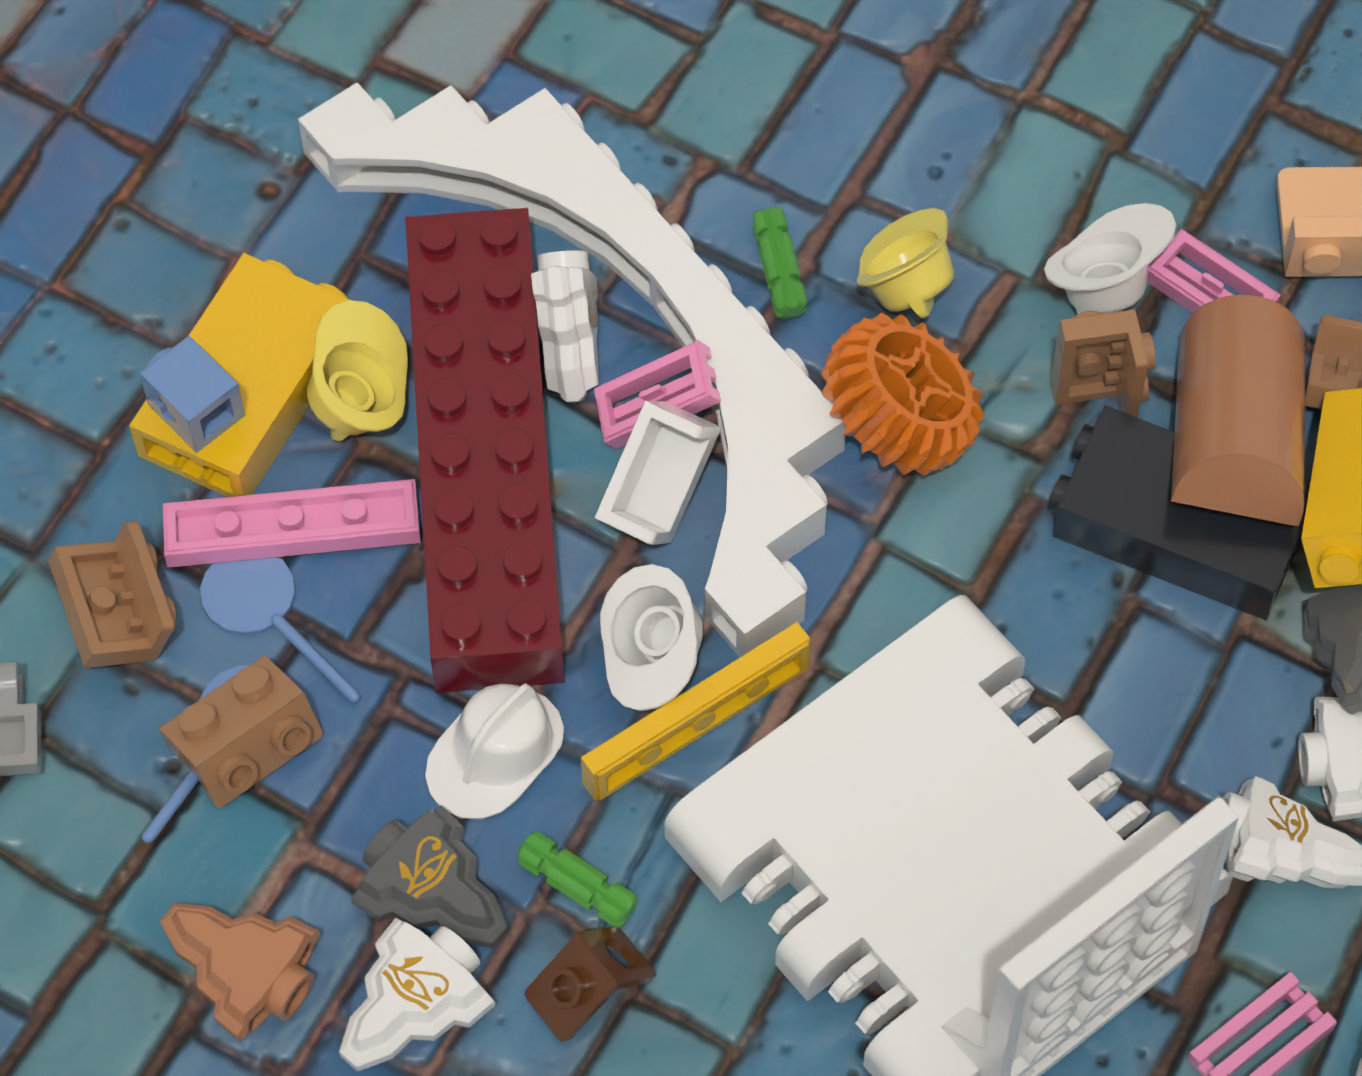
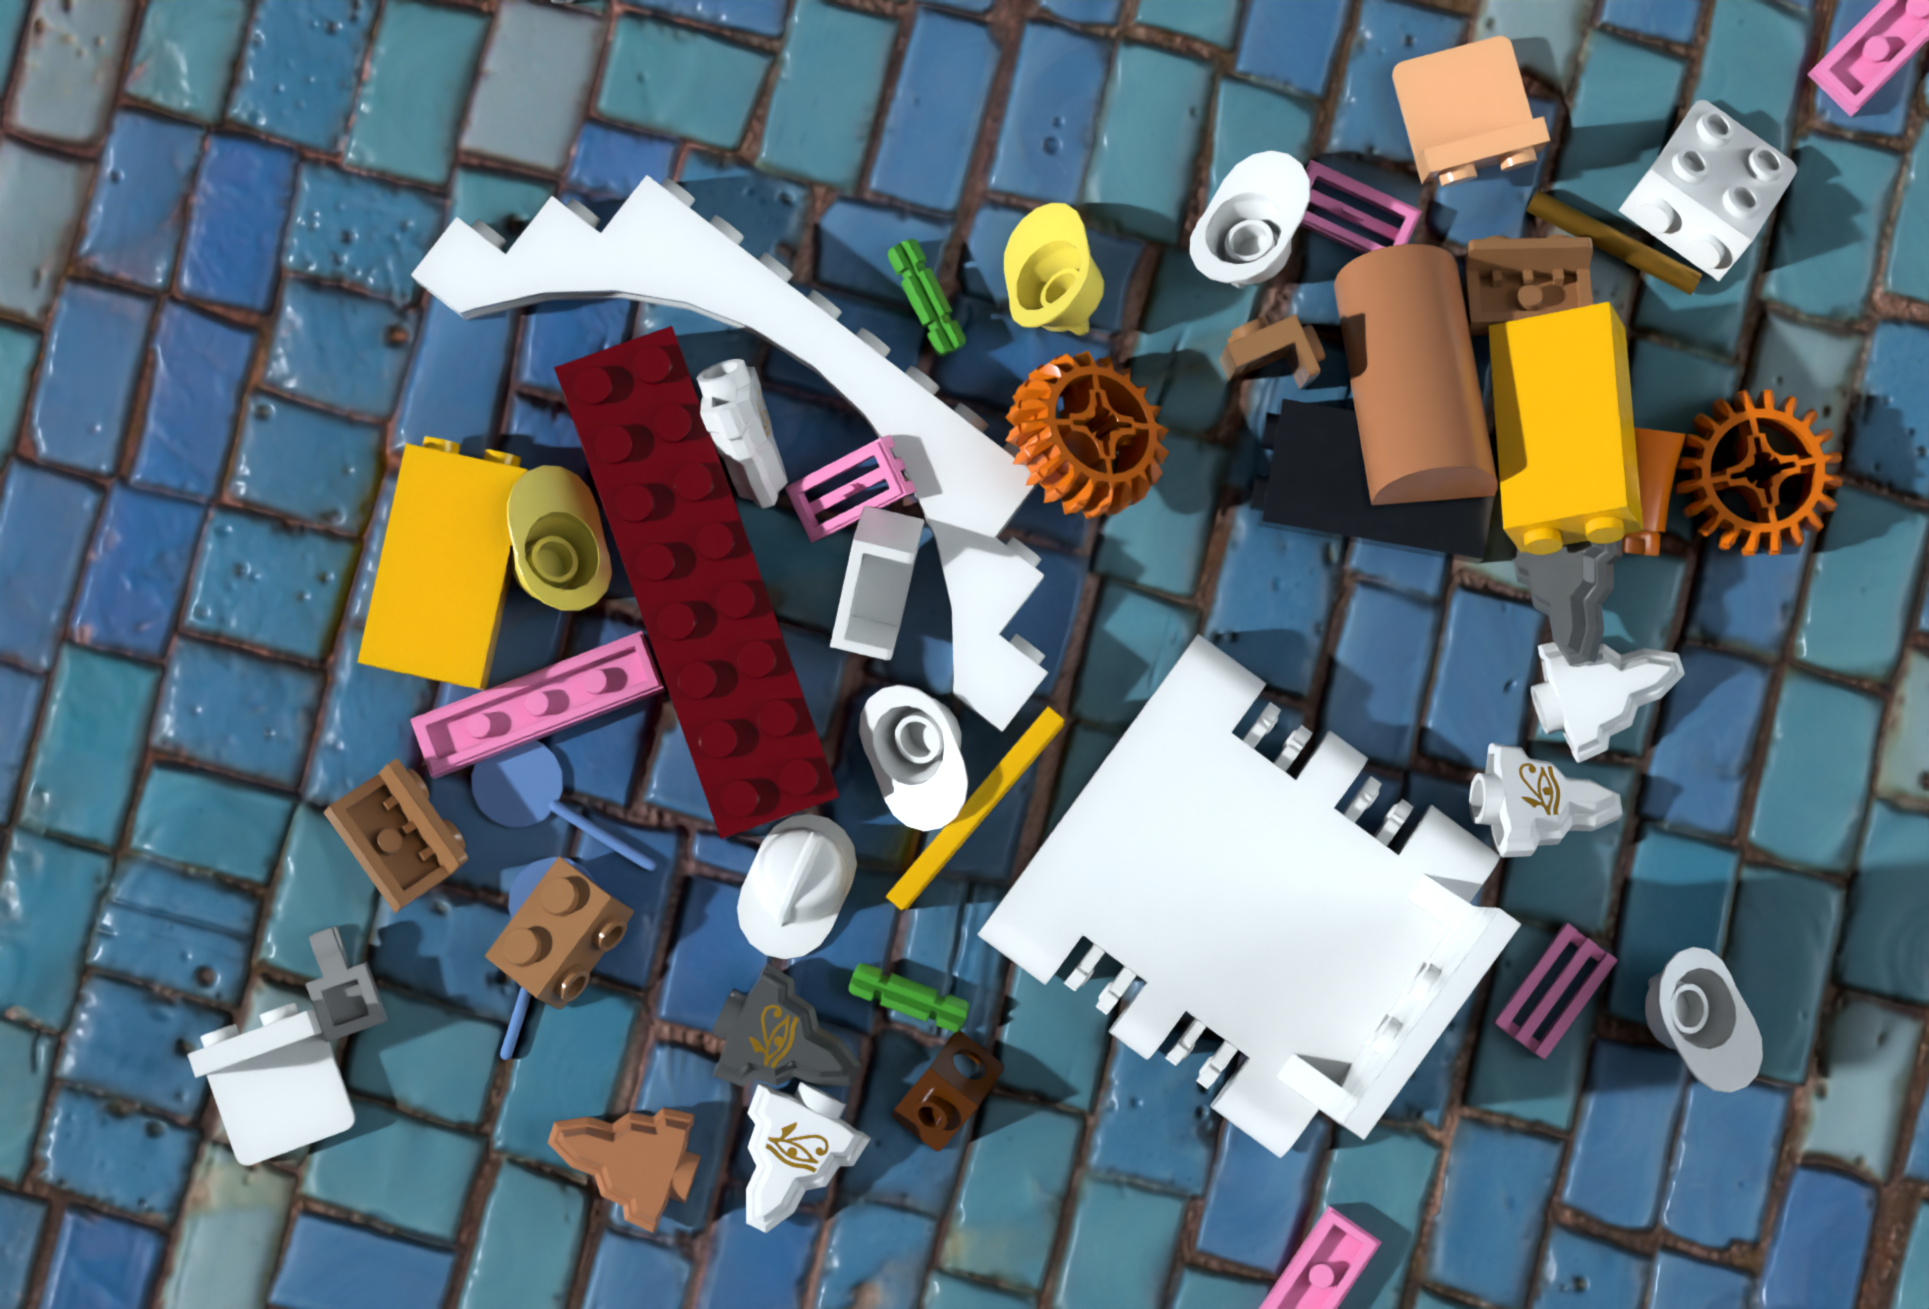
camera: 20 degrees left, 25 degrees up
(192, 393) = (409, 626): medium blue brick -> none

